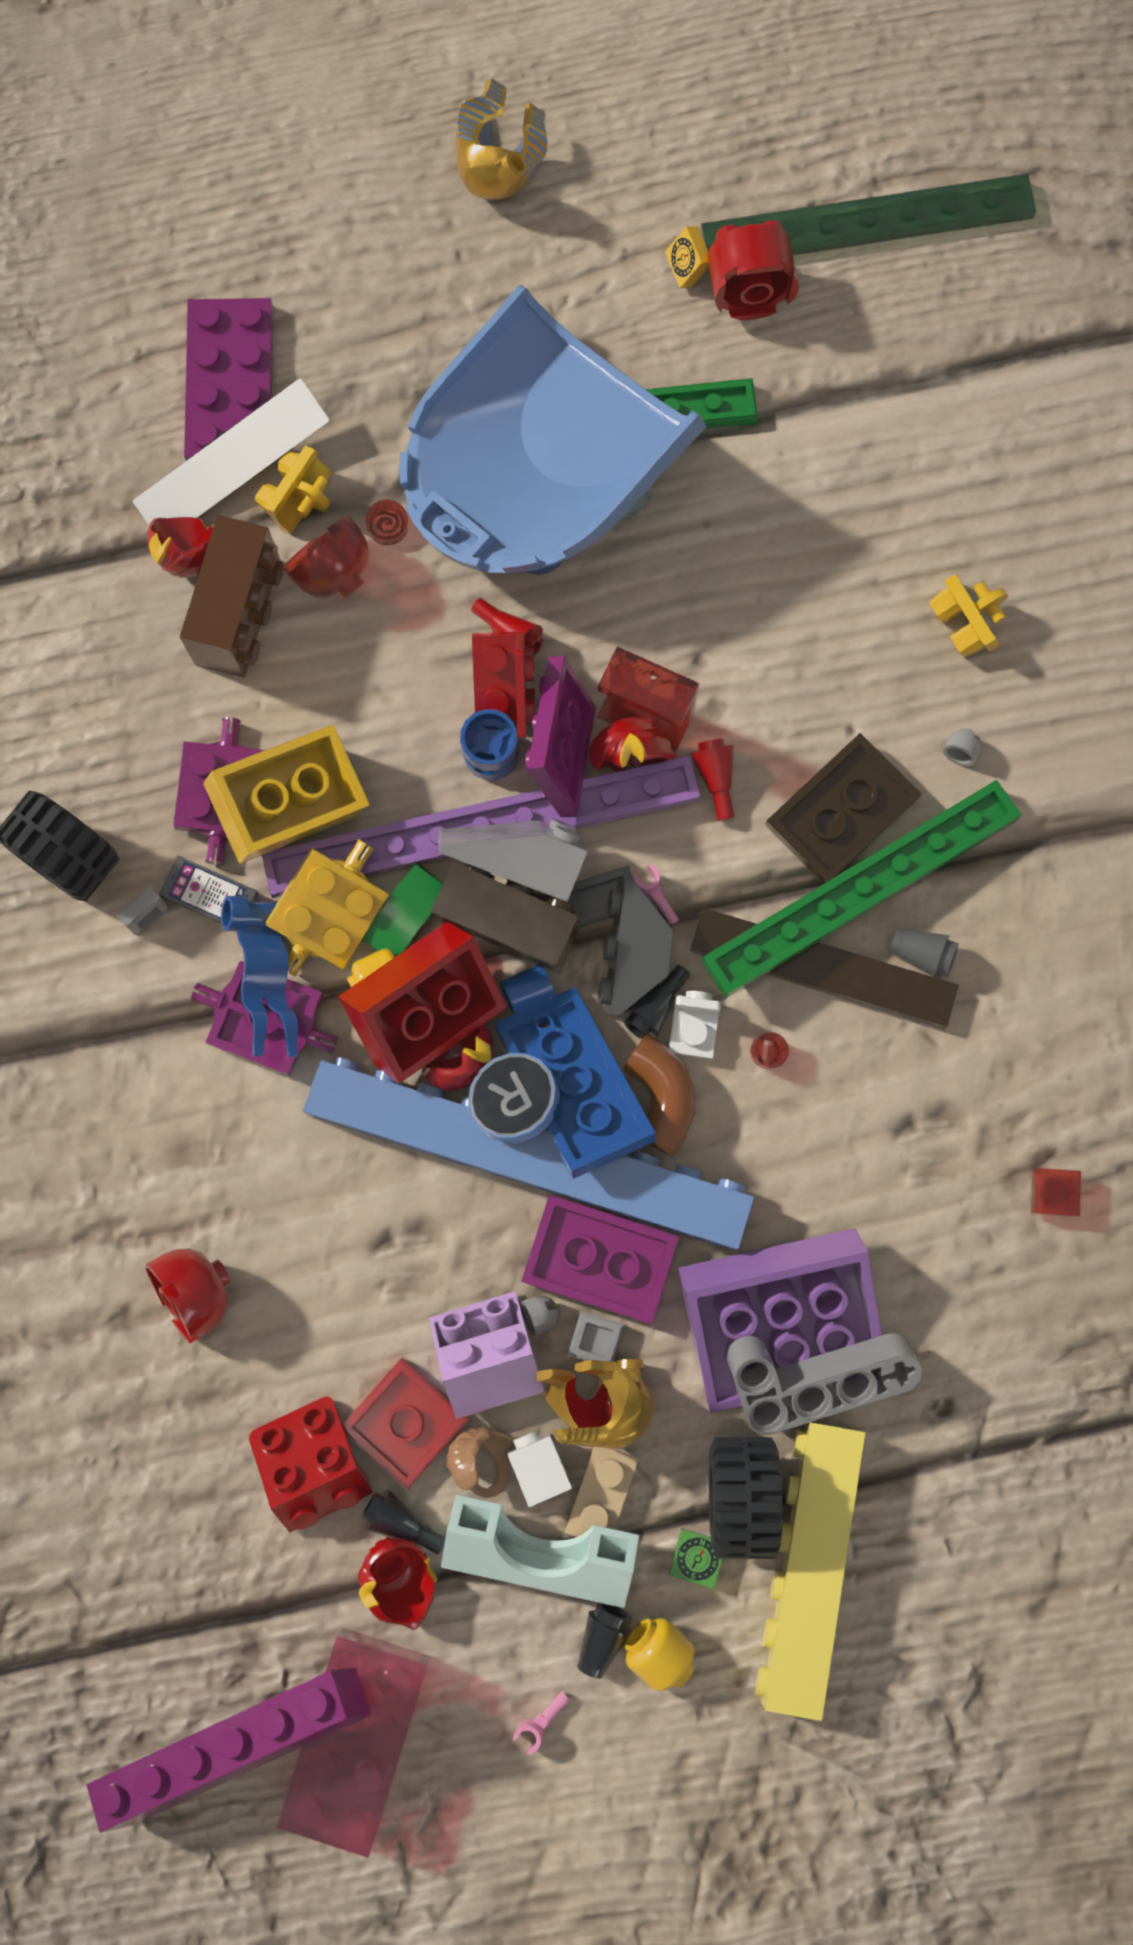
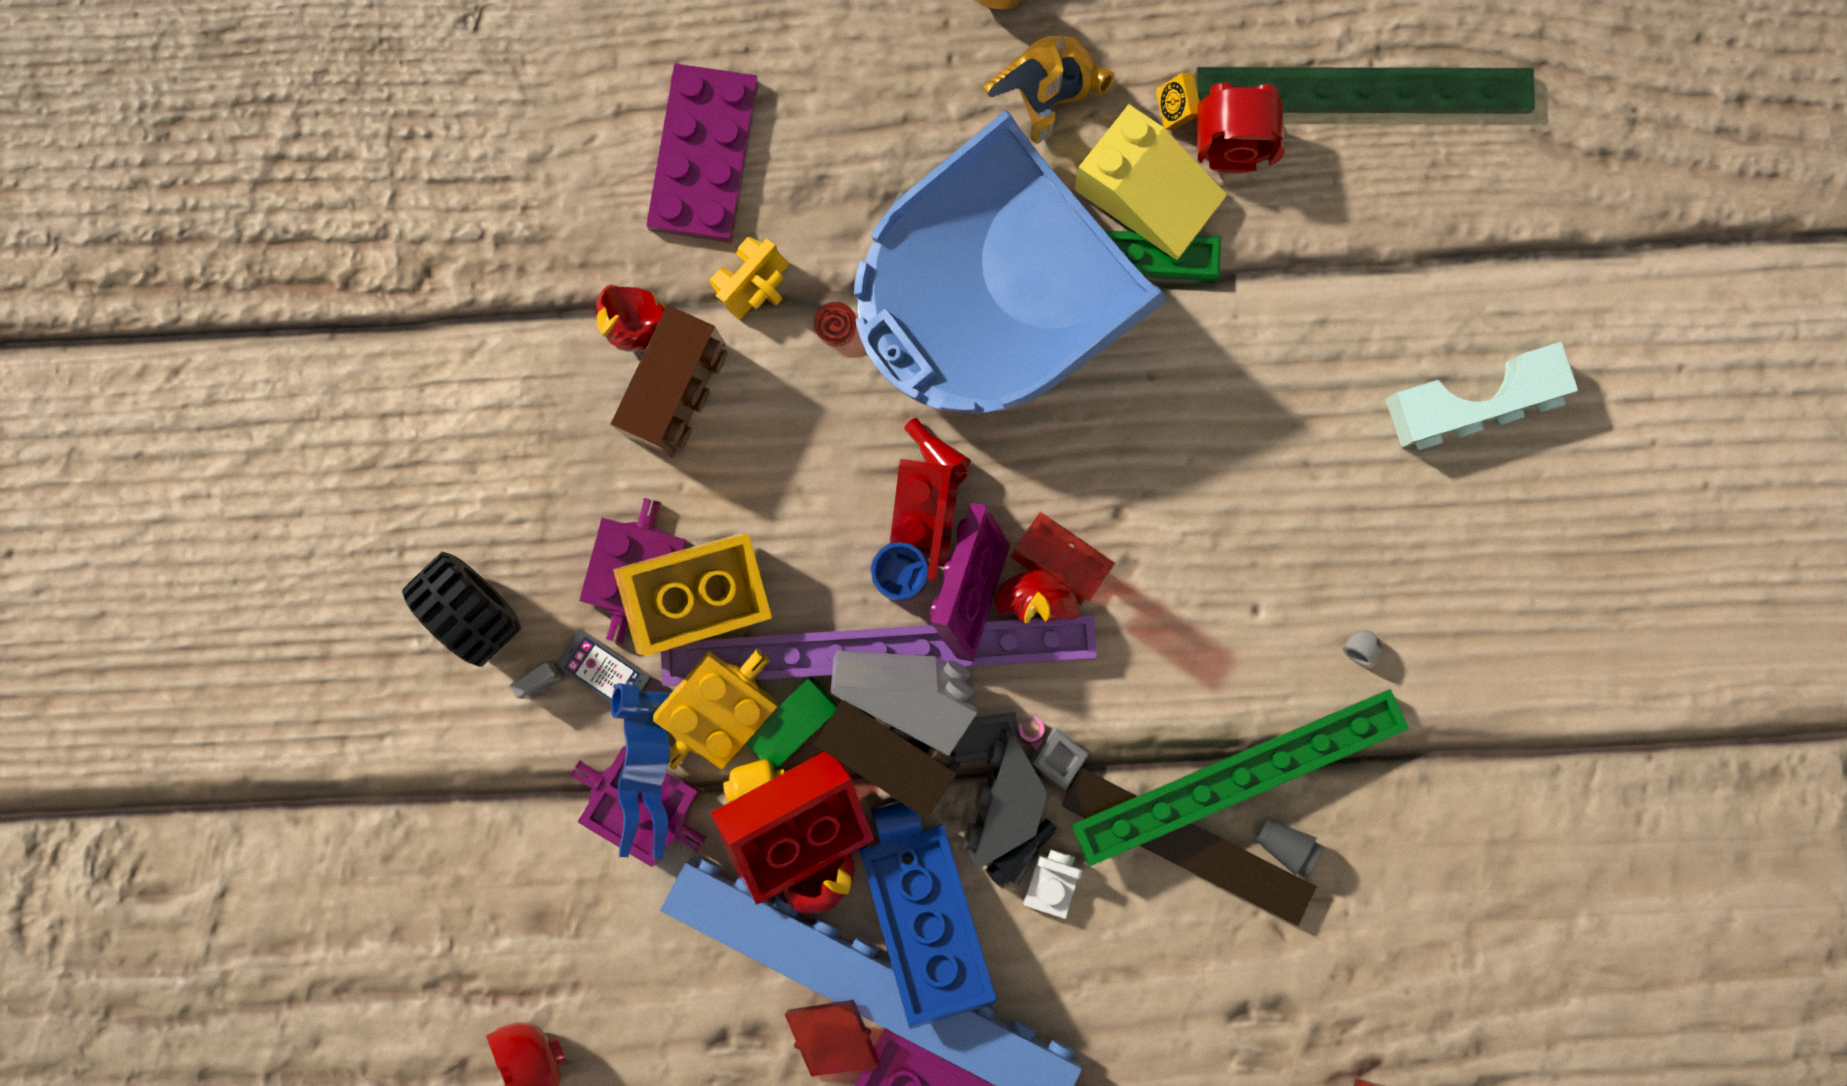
camera: 10 degrees right, 5 degrees up
(235, 456) = (695, 235): white sticker -> none
(331, 561) = (774, 361): clear red cylinder -> none
(497, 1212) = (832, 1038): none -> clear red piece
(513, 1097) = (865, 937): black tile -> none
(560, 249) = (1050, 74): none -> piece
(669, 1089) = (1018, 946): dark orange cylinder -> none
(672, 336) = (1149, 183): none -> light yellow slope
(680, 902) = (1058, 758): none -> light grey tile
(715, 766) = (1117, 628): red cone -> none
(776, 1052) = (1127, 924): clear red hinge -> none
(843, 809) = (1235, 692): dark brown plate -> none
(977, 633) = (1399, 536): yellow hips -> none
(988, 510) = (1530, 380): none -> light aqua arch

